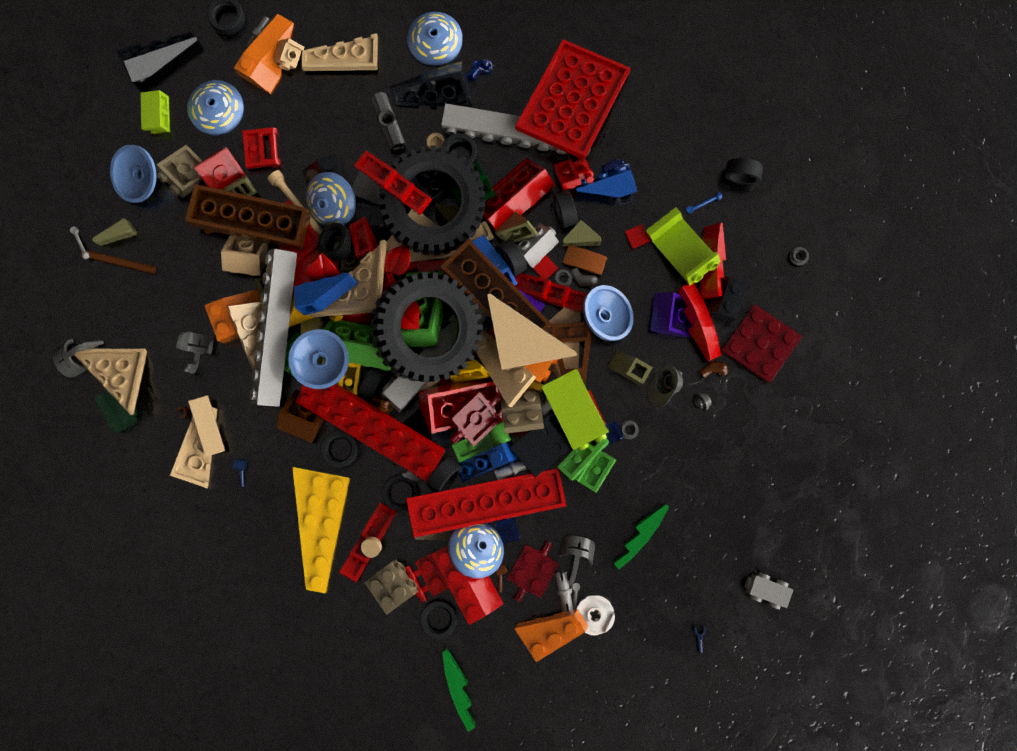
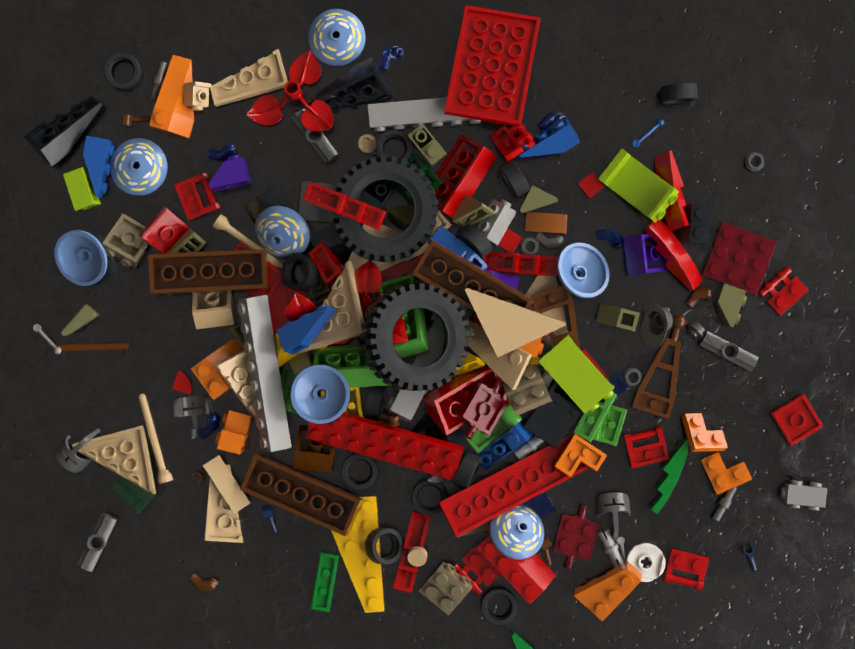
camera: 20 degrees left, 5 degrees up
(58, 457) = (92, 553): none -> dark grey piece
(151, 401) = (163, 474): none -> tan piece
(156, 519) = (203, 585): none -> reddish brown arm
(177, 89) = (97, 156): none -> blue slope
(195, 319) = (182, 383): none -> red tile
(210, 368) = (212, 425): none -> clear blue arm
(216, 62) = (127, 119): none -> reddish brown hand
(230, 379) = (235, 432): none -> orange brick
(275, 455) = (301, 494): none -> reddish brown brick
(275, 548) = (324, 581): none -> green tile
(297, 116) = (222, 155): none -> clear blue arm
(297, 134) = (231, 174): none -> dark purple slope
(354, 534) = (371, 541): none -> black tyre
(393, 102) = (317, 116): none -> red plant
(491, 157) = (427, 145): none -> olive slope
(556, 486) = (579, 451): none -> orange plate
(625, 507) = (647, 453): none -> red plate
(637, 628) = (688, 563): none -> red plate
(643, 460) = (653, 403): none -> reddish brown plate
(644, 289) = (612, 236): none -> clear blue arm
(680, 507) = (699, 438): none -> plate
(687, 577) = (724, 504): none -> dark grey bar
(693, 553) = (722, 478): none -> orange plate
(738, 438) = (739, 357): none -> dark grey piece
(741, 383) = (729, 303): none -> olive slope
(779, 514) = (796, 419): none -> red plate
(800, 391) = (787, 295): none -> red plate

